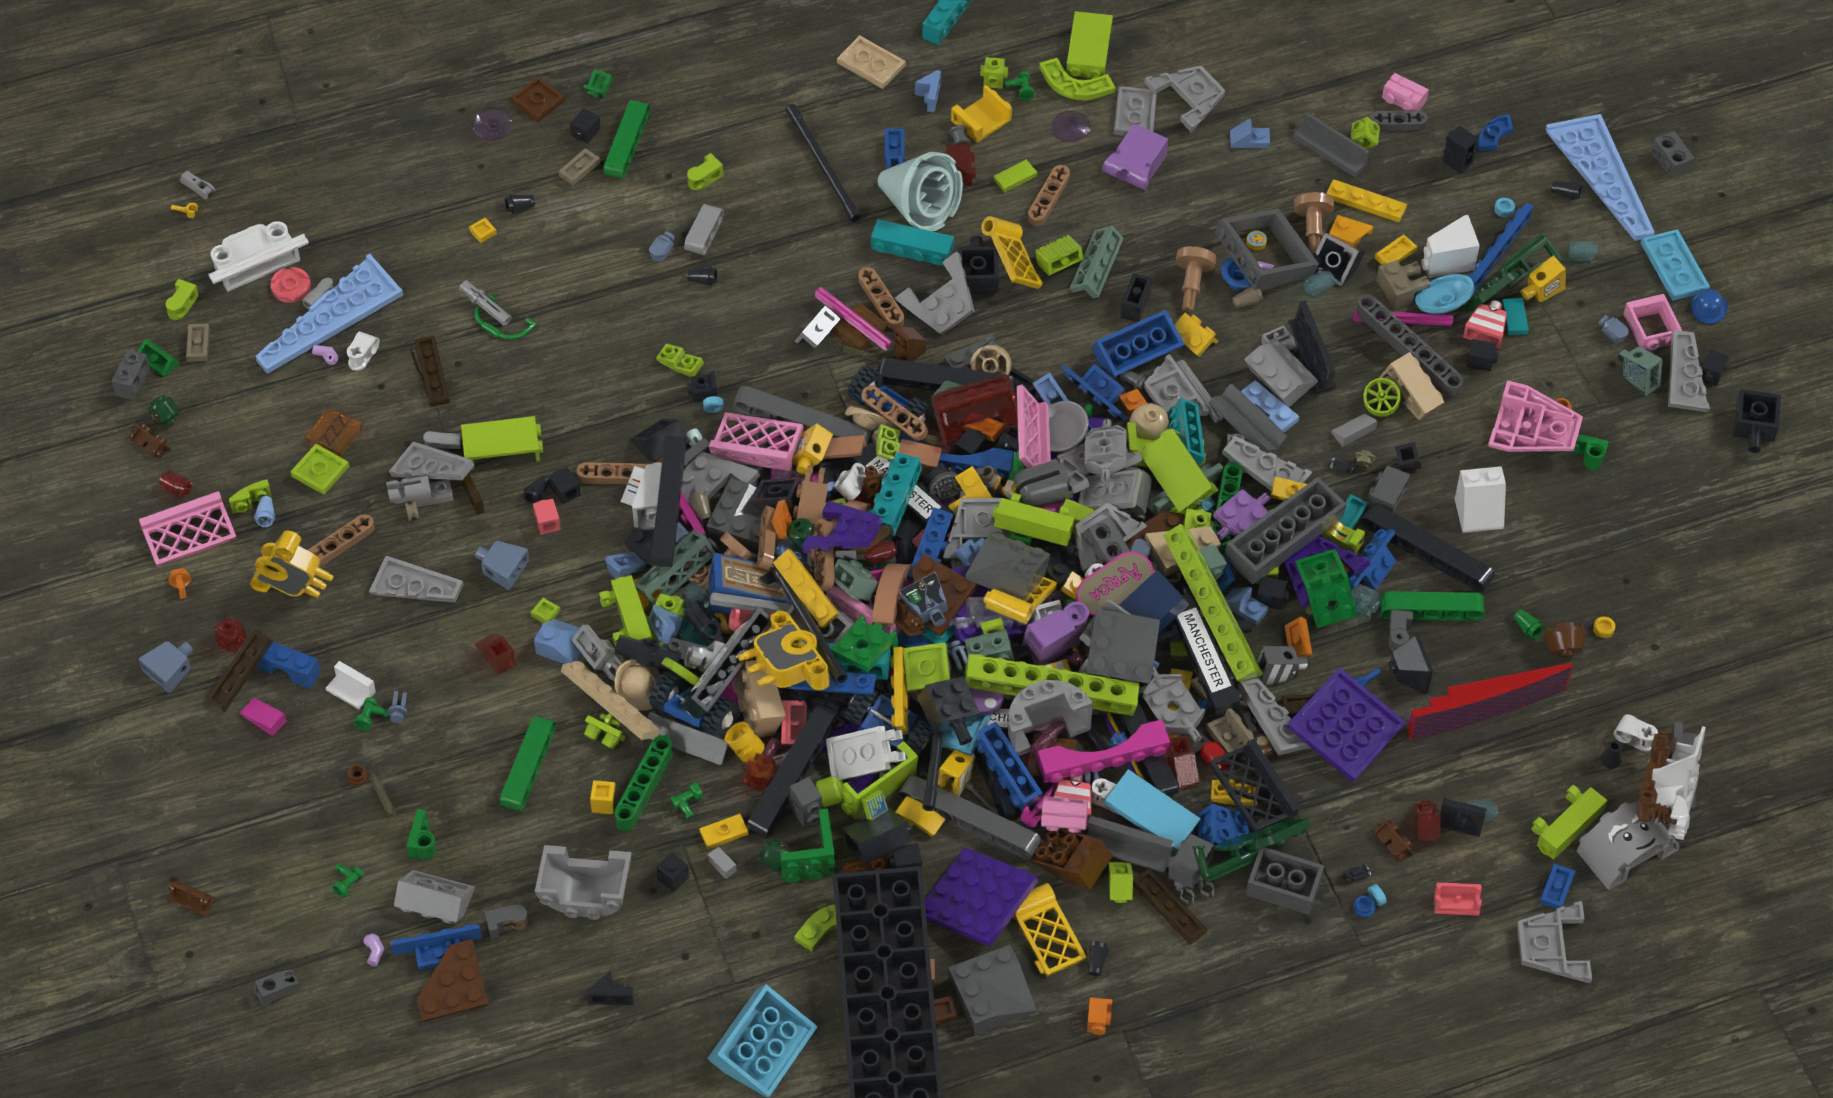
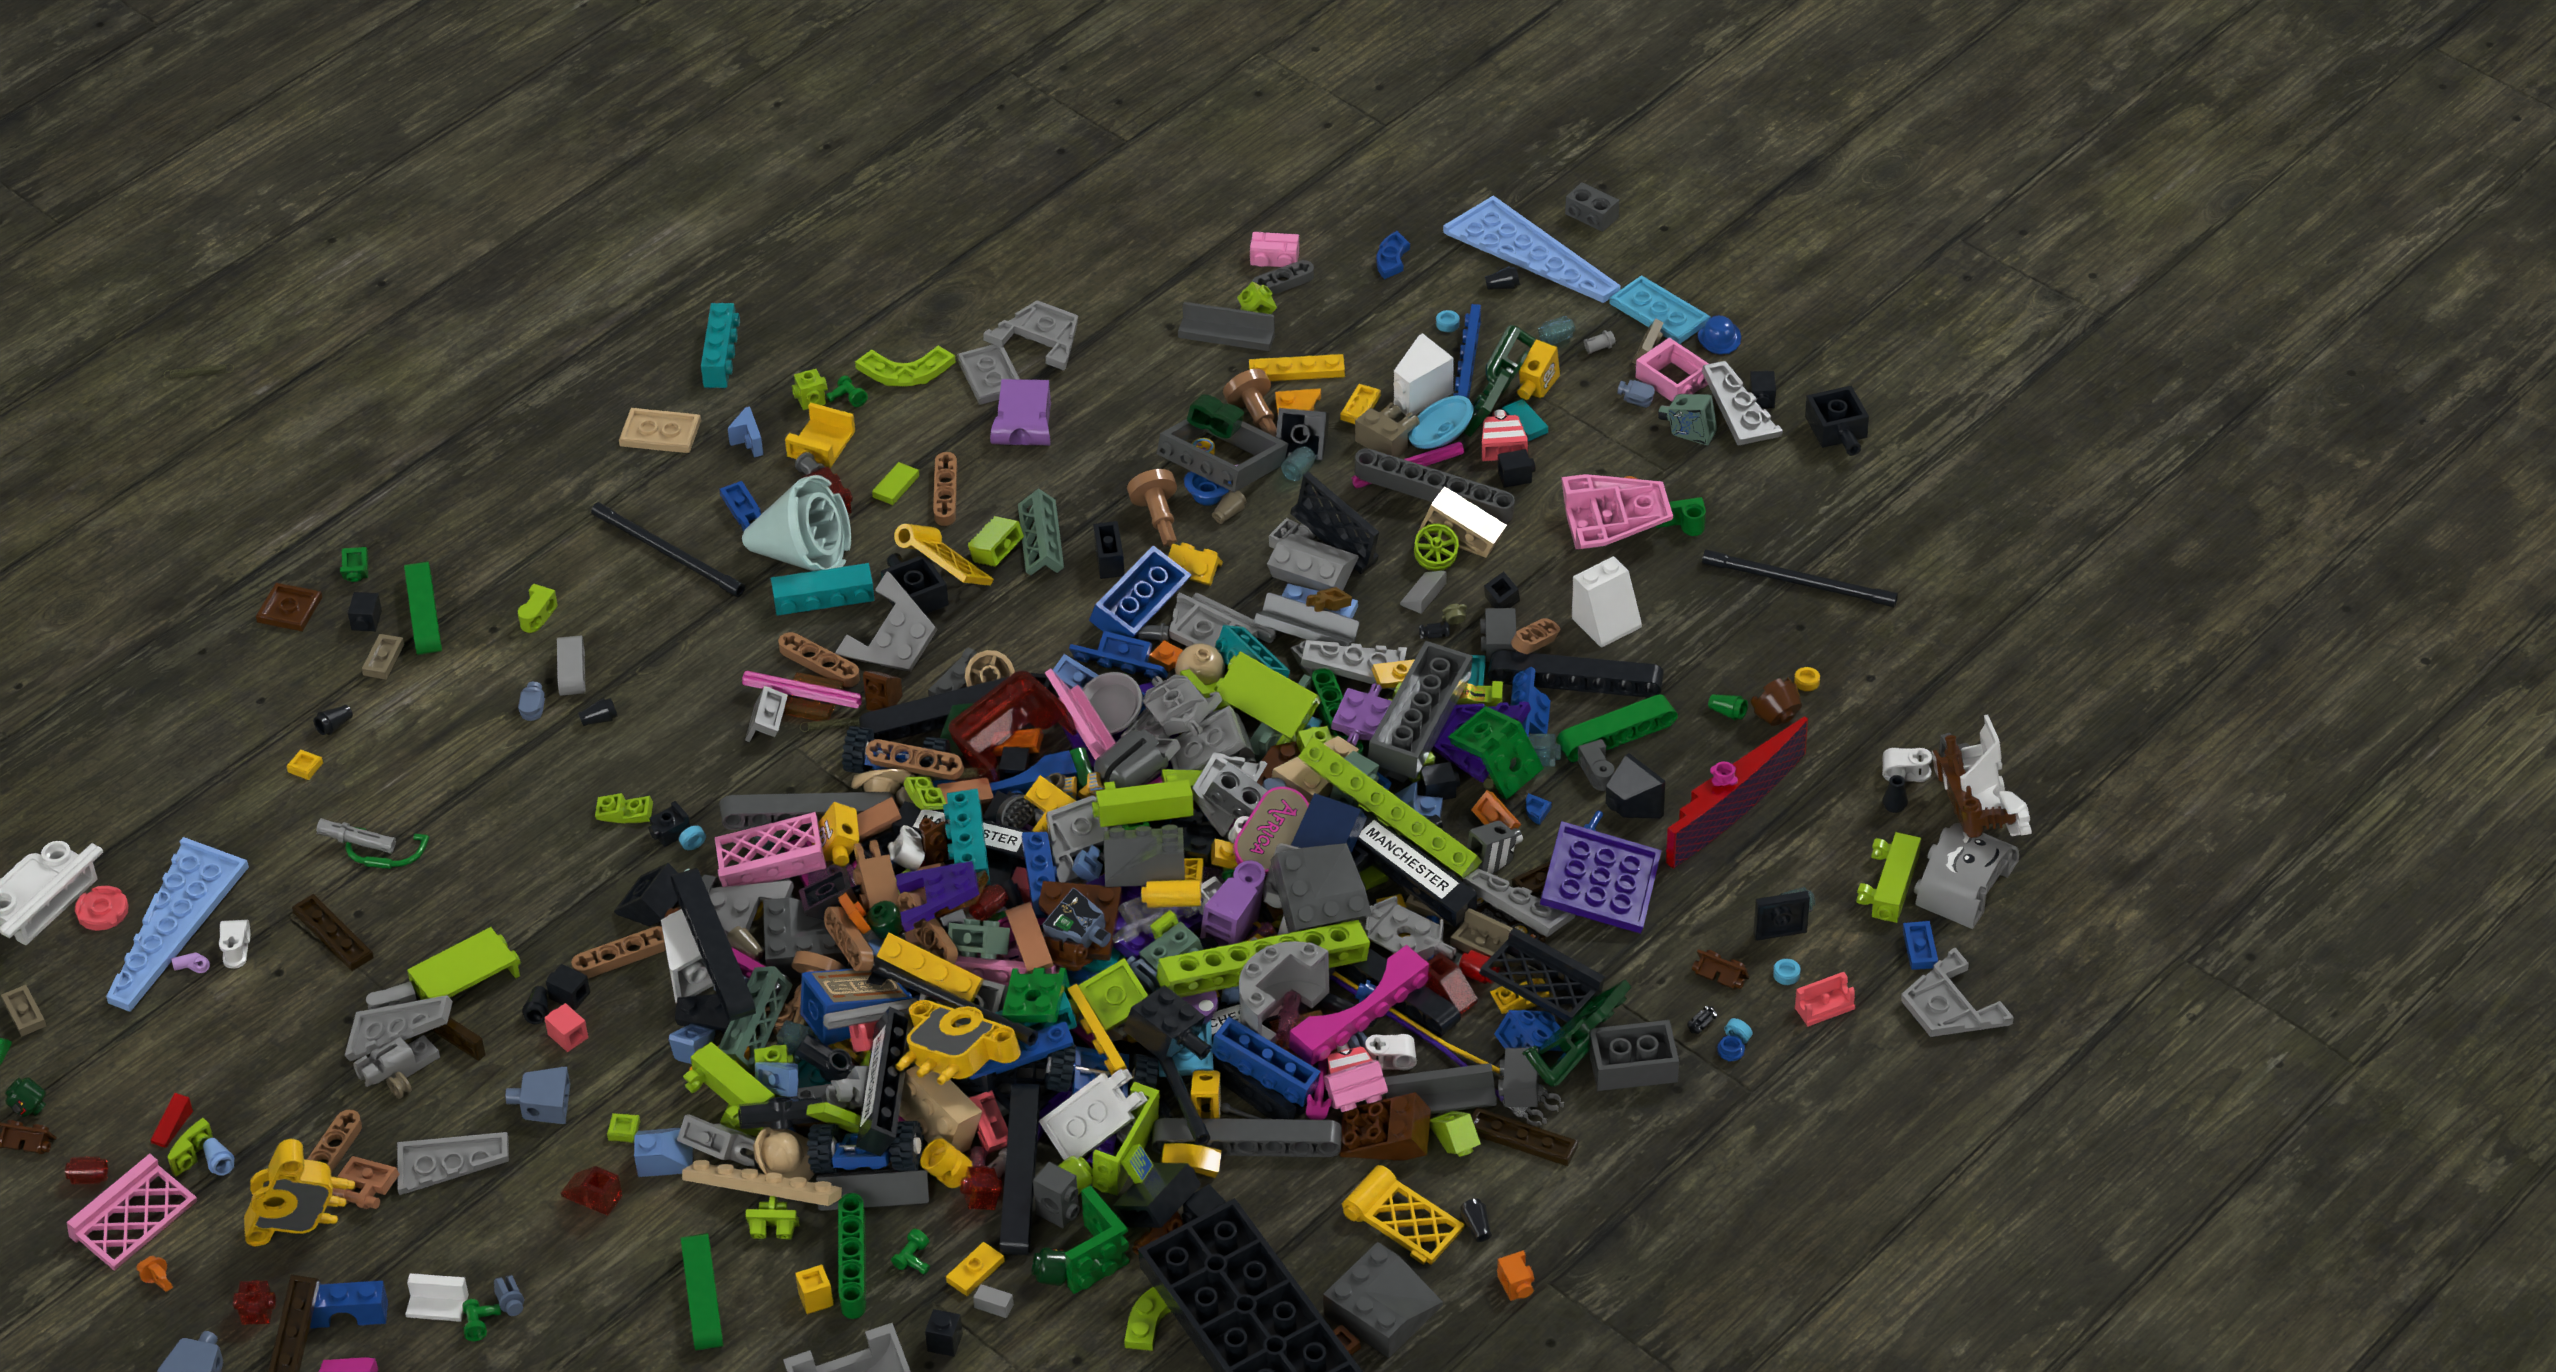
camera: 25 degrees left, 10 degrees down
(254, 468) = (172, 1120): none -> red piece
(319, 469) = (258, 1085): lime plate -> none
(325, 285) = (142, 902): light grey bar -> none
(334, 432) = (251, 1041): clear orange tile -> none
(355, 574) = (368, 1176): none -> nougat plate
(493, 124) = (252, 650): clear purple dish -> none
(632, 486) = (652, 956): white sticker -> none
(978, 896) = (1311, 1209): dark purple plate -> none
(1009, 440) = (1056, 742): black slope -> none
(1071, 126) = (926, 413): clear purple dish -> none
(1089, 45) = (900, 324): lime panel -> none
(1151, 809) = (1444, 1044): medium azure tile -> none
(1247, 137) = (1128, 352): medium blue slope -> none
(1271, 221) = (1212, 414): none -> dark green brick
(1274, 408) = (1331, 598): none -> pearl gold plate
(1335, 645) = (1537, 808): none -> blue tile
(1417, 498) = (1535, 636): none -> medium nougat beam
(1427, 821) = (1745, 936): clear red slope -> none
(1444, 862) = (1786, 971): none -> medium azure tile
(1460, 149) = (1368, 279): black brick -> none
(1479, 680) = (1723, 774): none -> dark pink plate
(1611, 273) = (1599, 342): none -> light grey pin
(1654, 286) = (1650, 338): none -> dark tan plate
(1698, 579) = (1725, 561): none -> black piece

